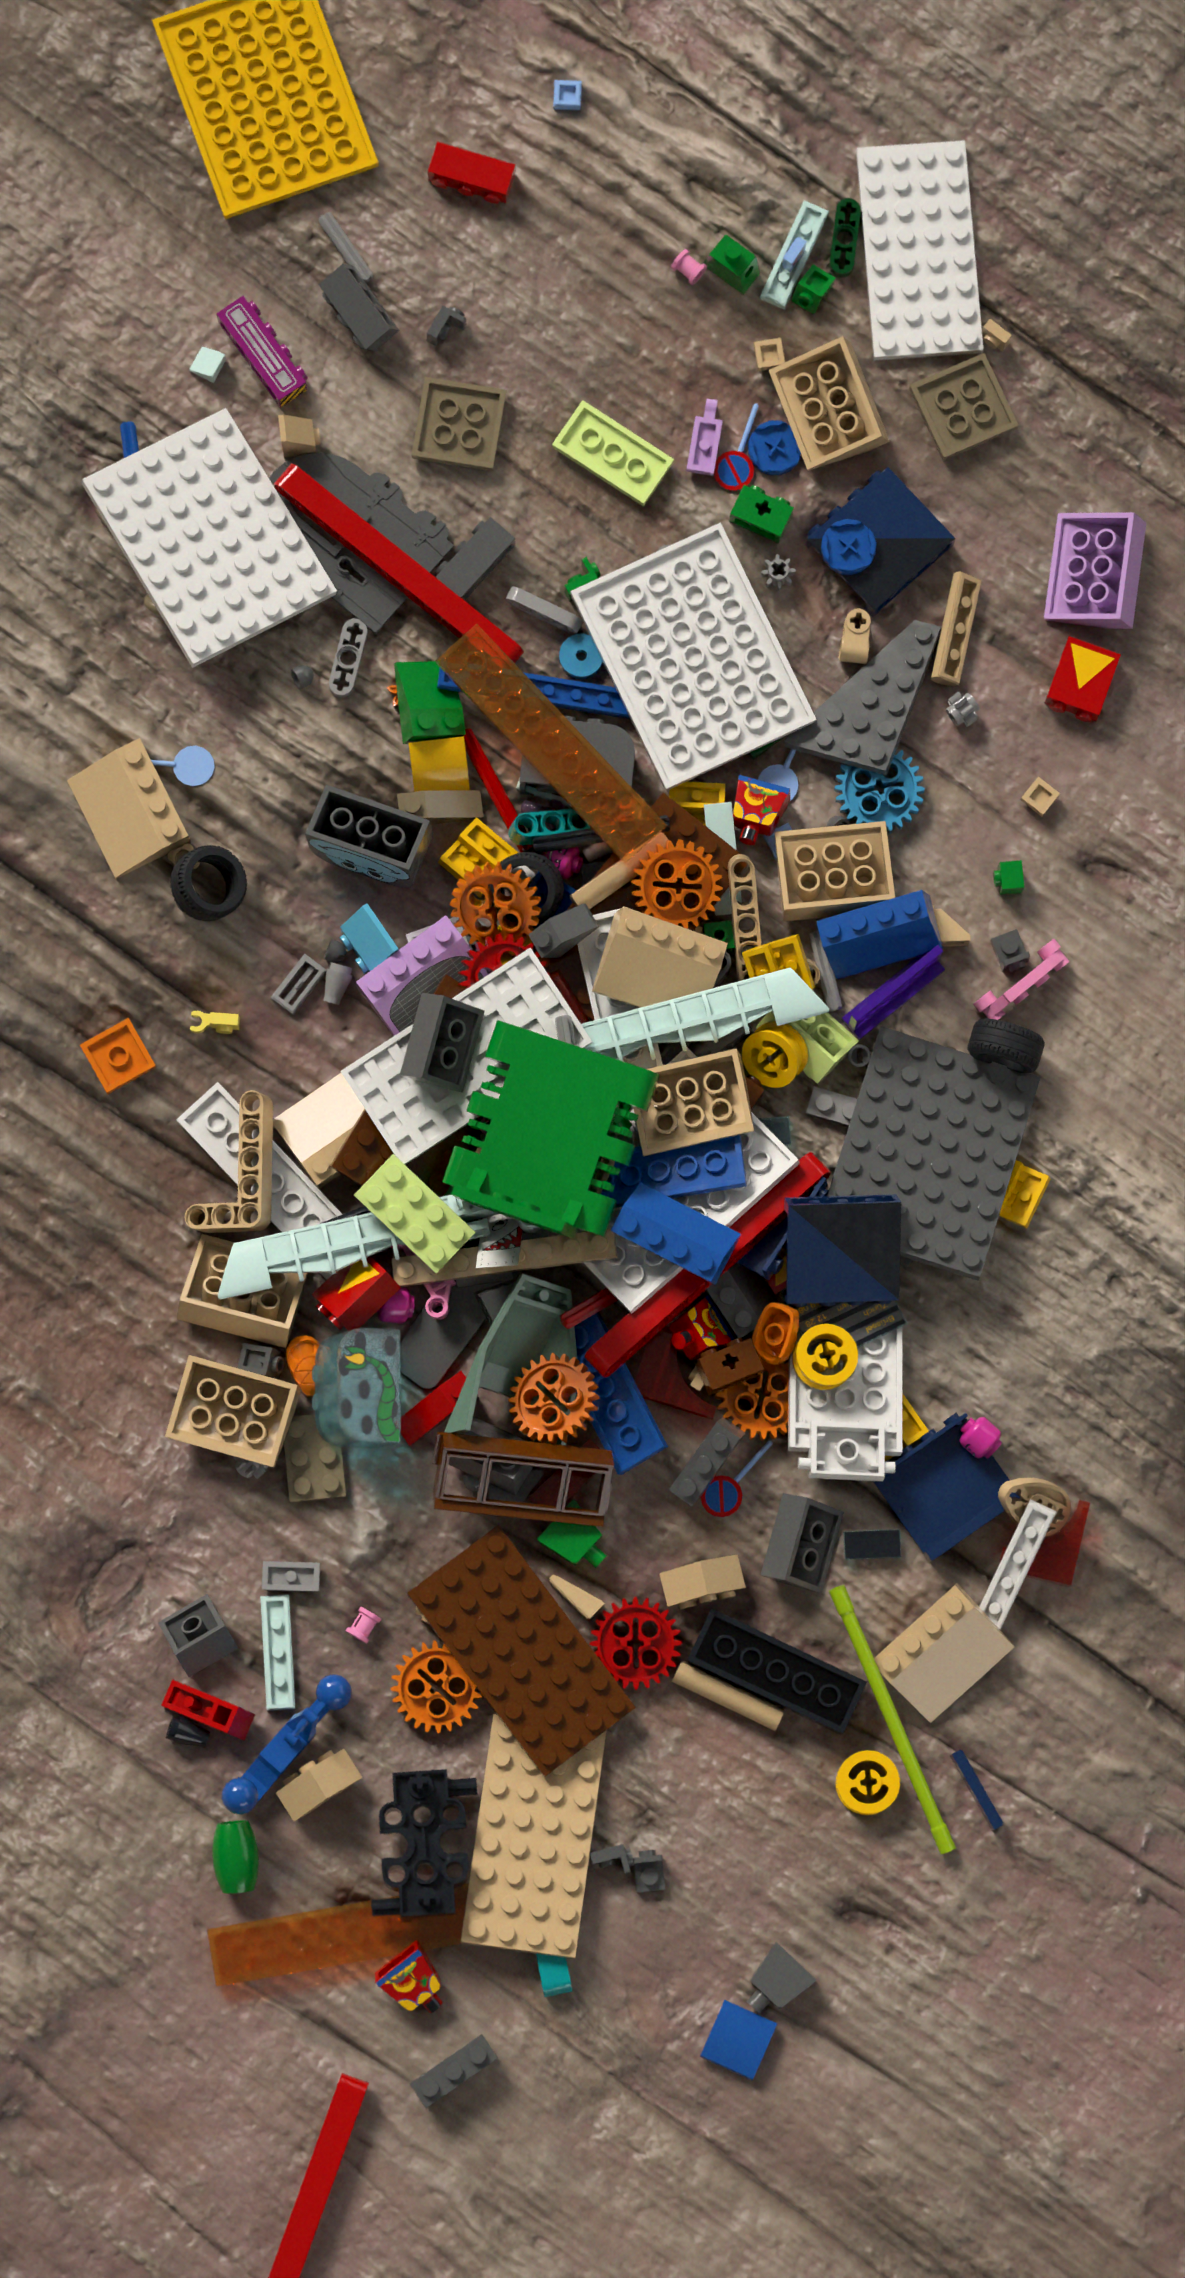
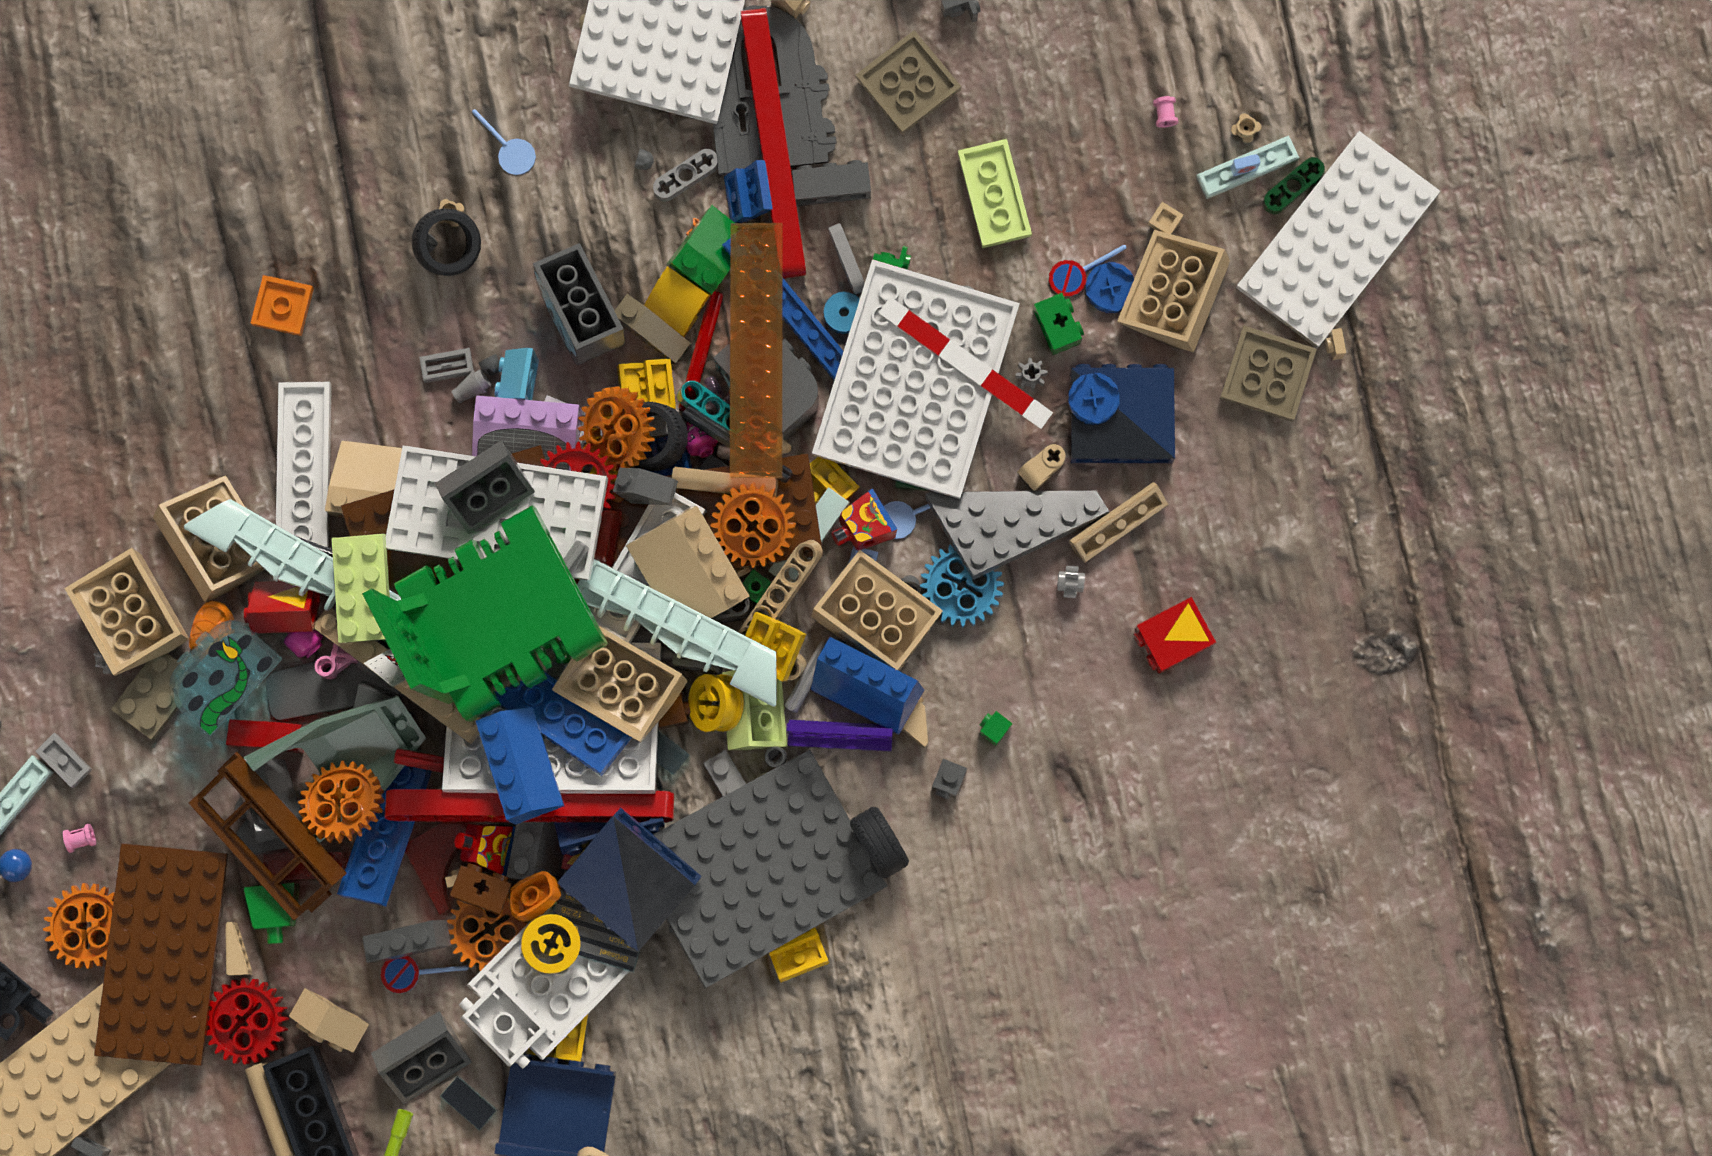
camera: 50 degrees right, 0 degrees up
(128, 809) = (446, 147): tan slope -> none
(222, 1022) = (370, 346): light yellow plate -> none
(247, 1174) = (287, 460): tan beam -> none
(261, 1360) = (181, 597): dark grey bracket -> none
(415, 626) = (748, 192): none -> blue slope
(705, 441) = (1065, 240): lavender plate -> none
(721, 607) = (965, 362): none -> sticker
(731, 262) = (1196, 133): green torso -> none
(764, 216) = (1253, 127): none -> tan plate
(812, 289) = (1238, 200): green bracket -> none
(980, 1437) = (609, 1098): dark pink head -> none
(1040, 796) = (1069, 690): tan plate -> none
(1052, 959) = (973, 811): bright pink plate -> none
(1095, 569) = (1255, 568): lavender slope -> none

